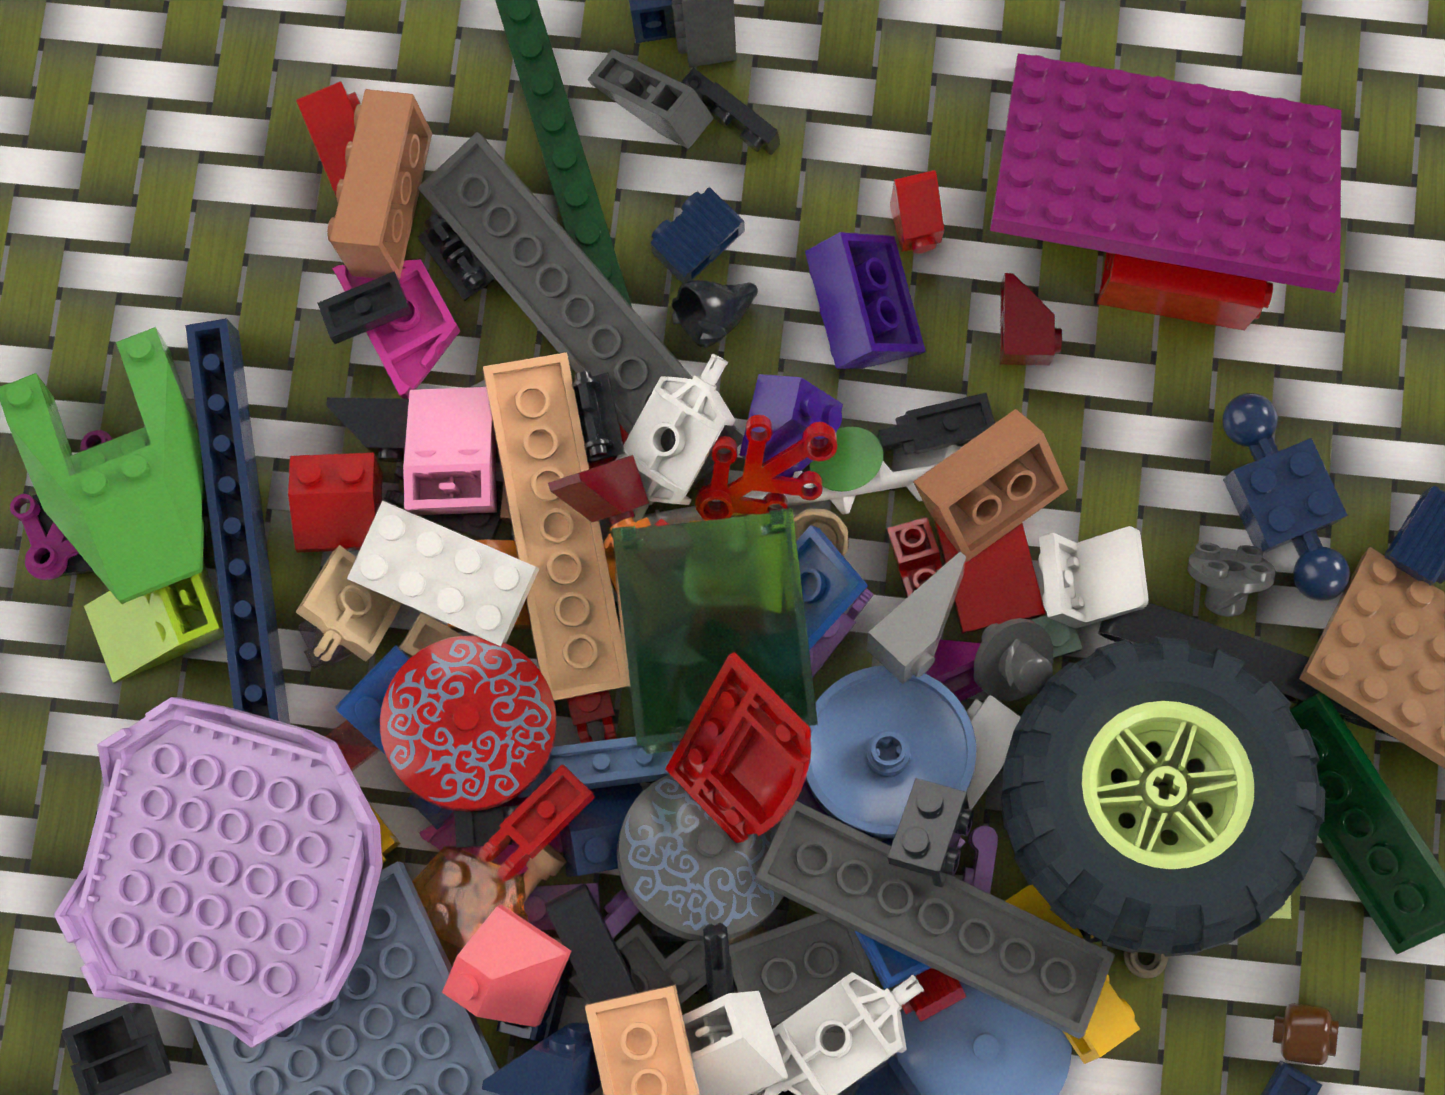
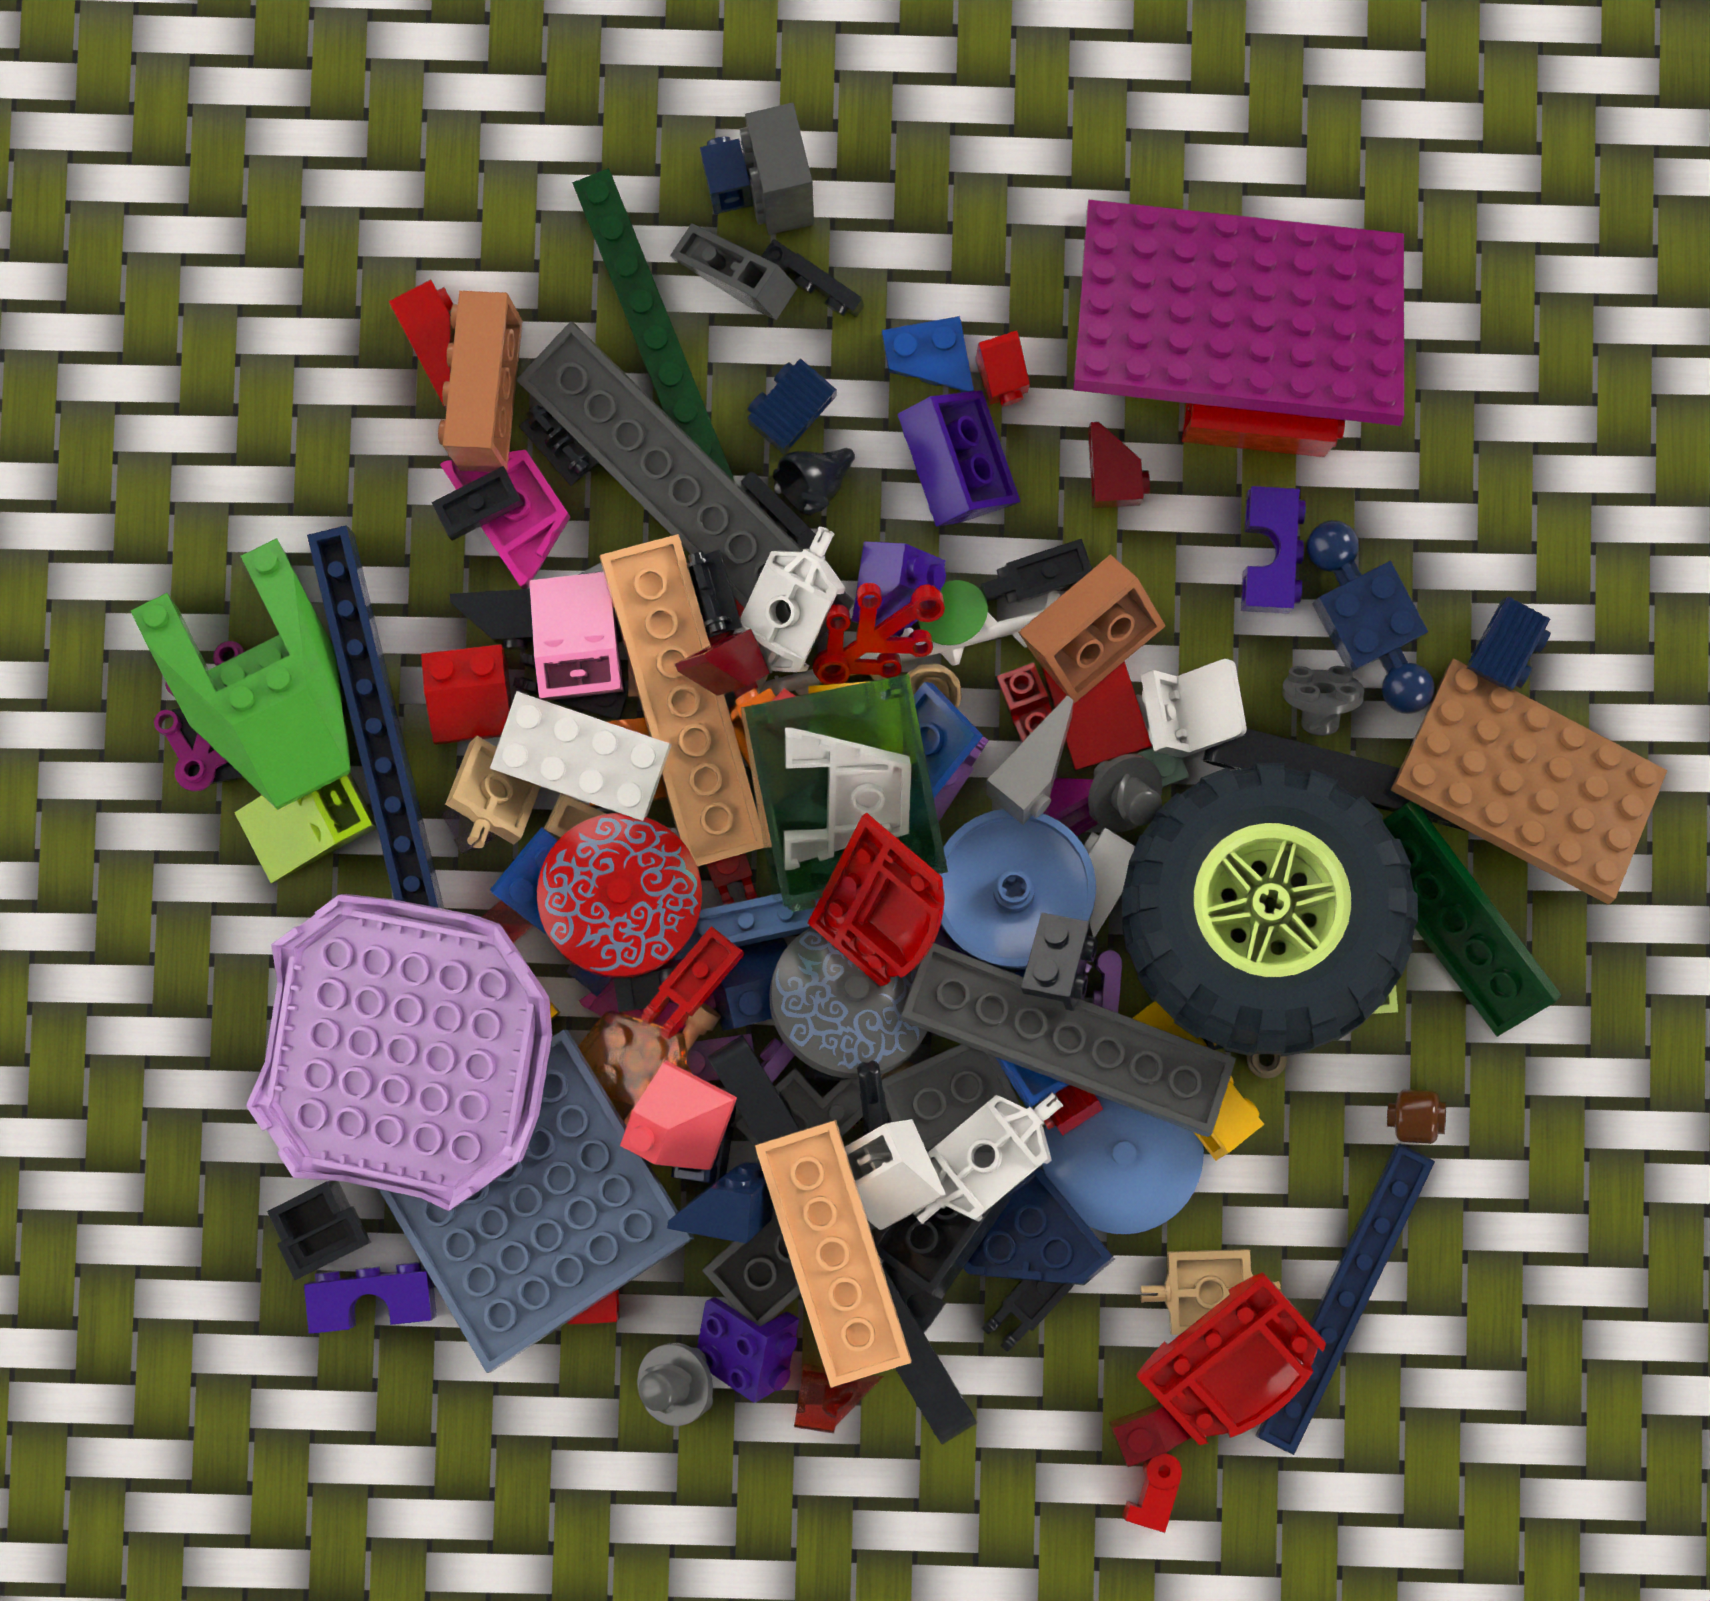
camera: 15 degrees left, 5 degrees up
(672, 338) = (777, 510): none -> black hinge
(729, 621) = (858, 783): none -> white wing
(844, 194) = (930, 352): none -> blue wing
(1192, 385) = (1276, 515): none -> dark purple arch

